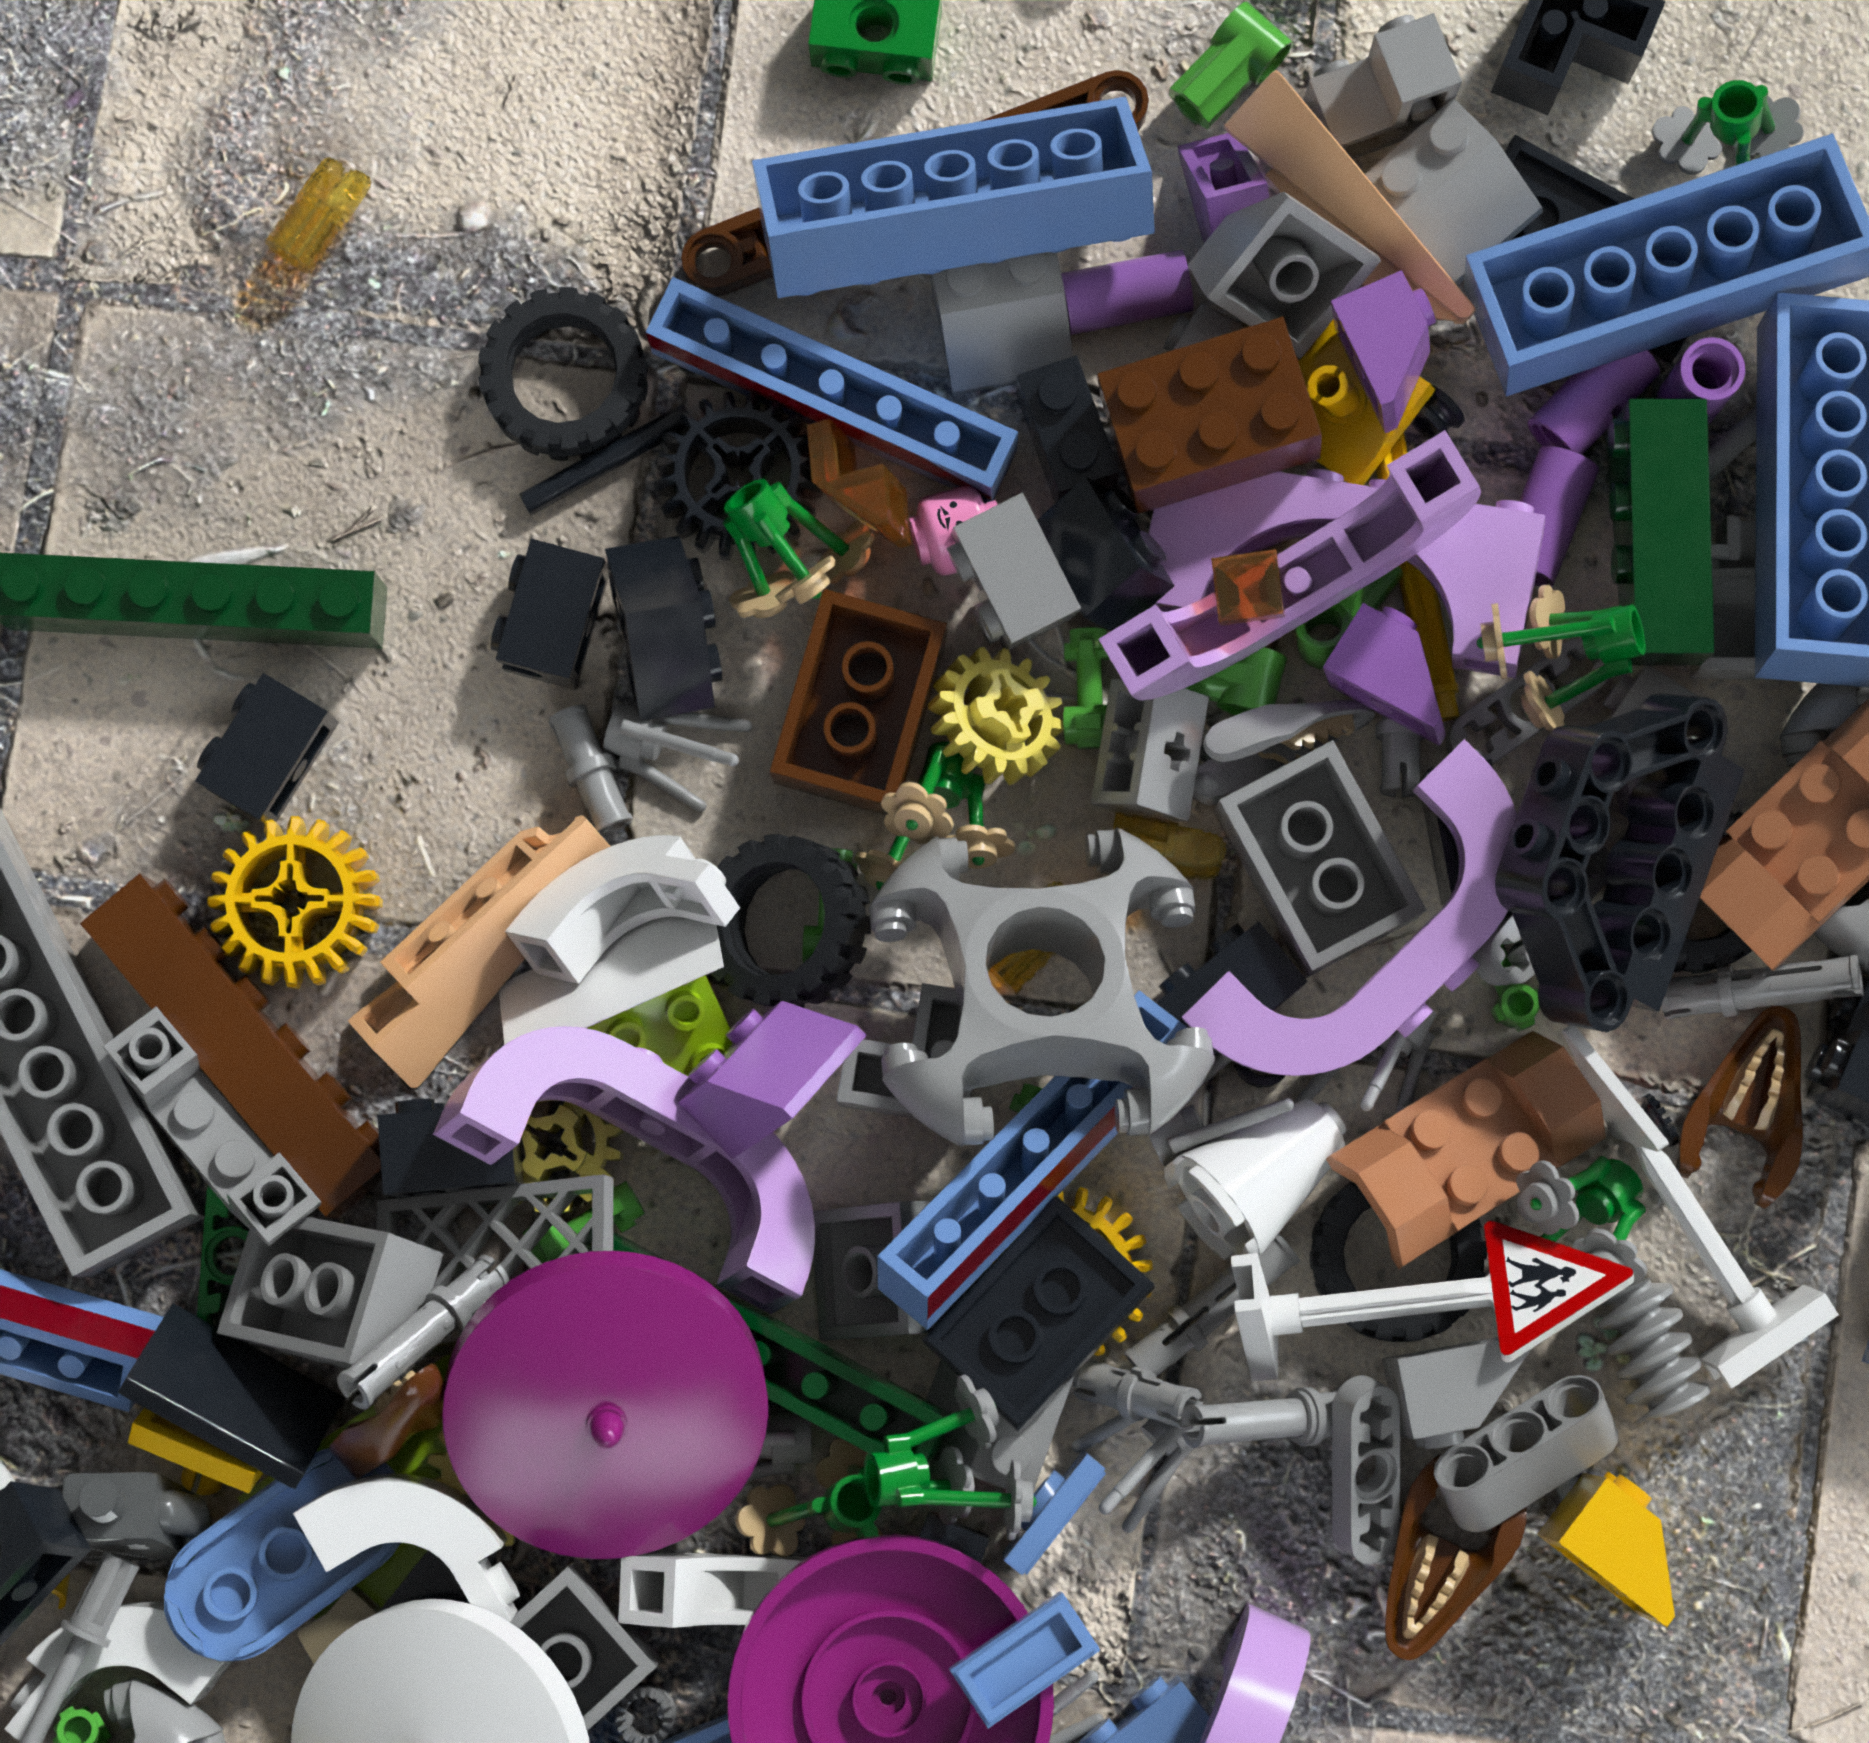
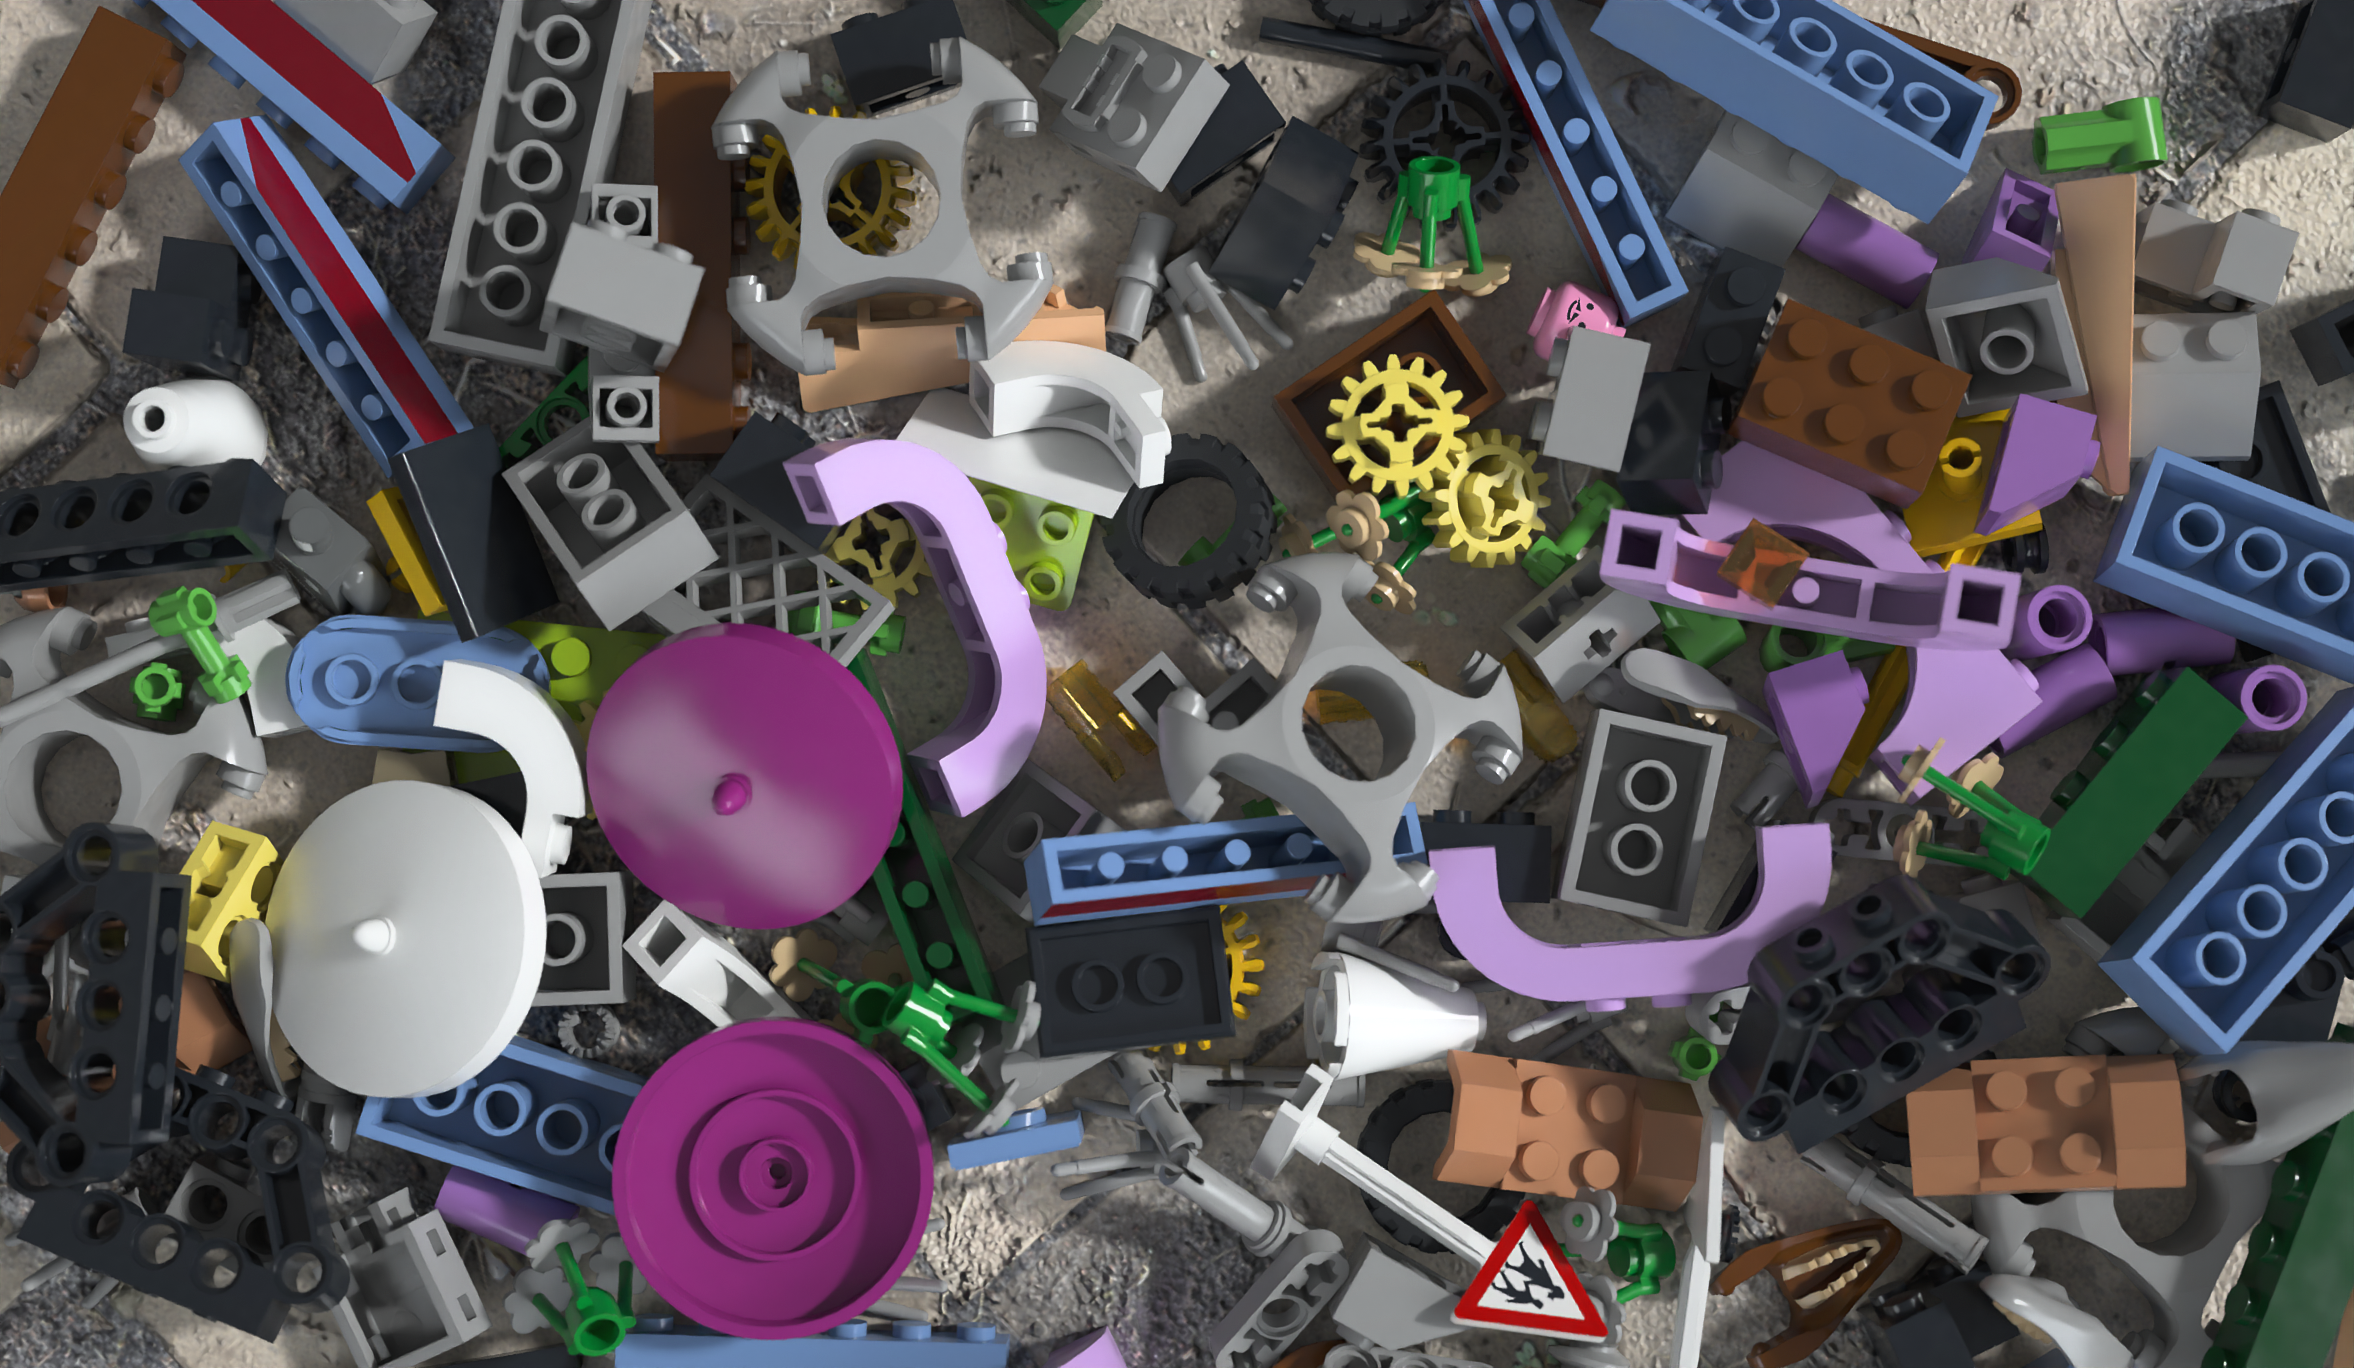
camera: 35 degrees right, 5 degrees up
(60, 1650) = (190, 615): none -> bright green bar
(200, 1110) = (621, 295): none -> light grey brick
(337, 799) = (827, 150): none -> light grey piece
(401, 1412) = (586, 653): reddish brown animal -> none
(443, 1314) = (679, 605): light grey pin -> none
(472, 640) = (1132, 102): none -> light grey piece
(766, 1073) = (1077, 627): medium lavender slope -> none
(827, 1133) = (1087, 708): none -> clear yellow hinge
(864, 694) = (1395, 398): none -> light yellow gear
(865, 494) = (1530, 243): clear orange slope -> none
(1024, 1659) = (899, 1233): medium blue tile -> none
(1499, 454) = (2048, 623): none -> medium lavender pin

